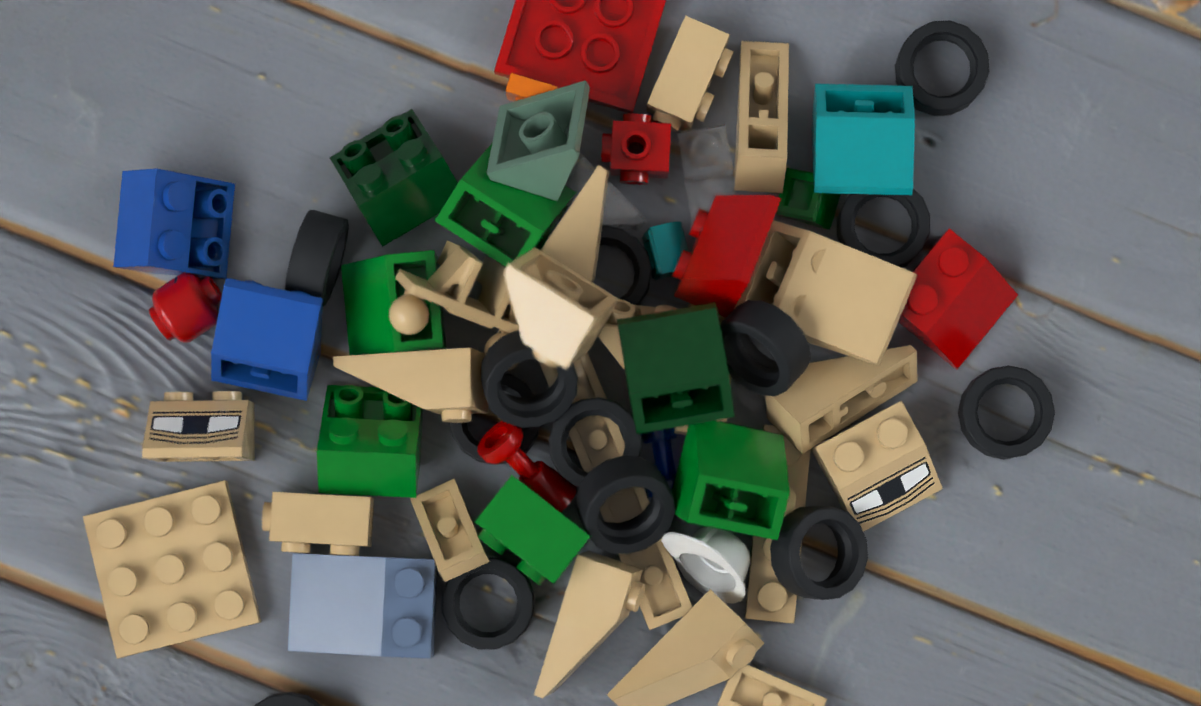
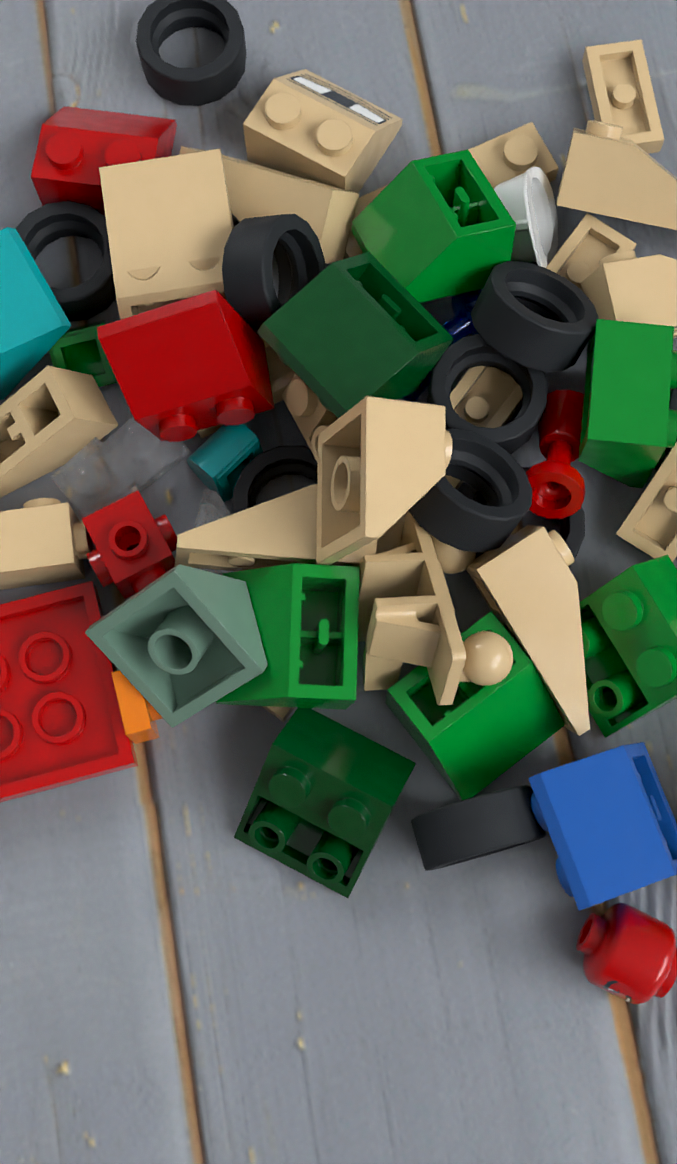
camera: 120 degrees left, 10 degrees down
(174, 223) = (546, 1033): blue slope -> none
(849, 563) = (444, 103): black tyre -> none

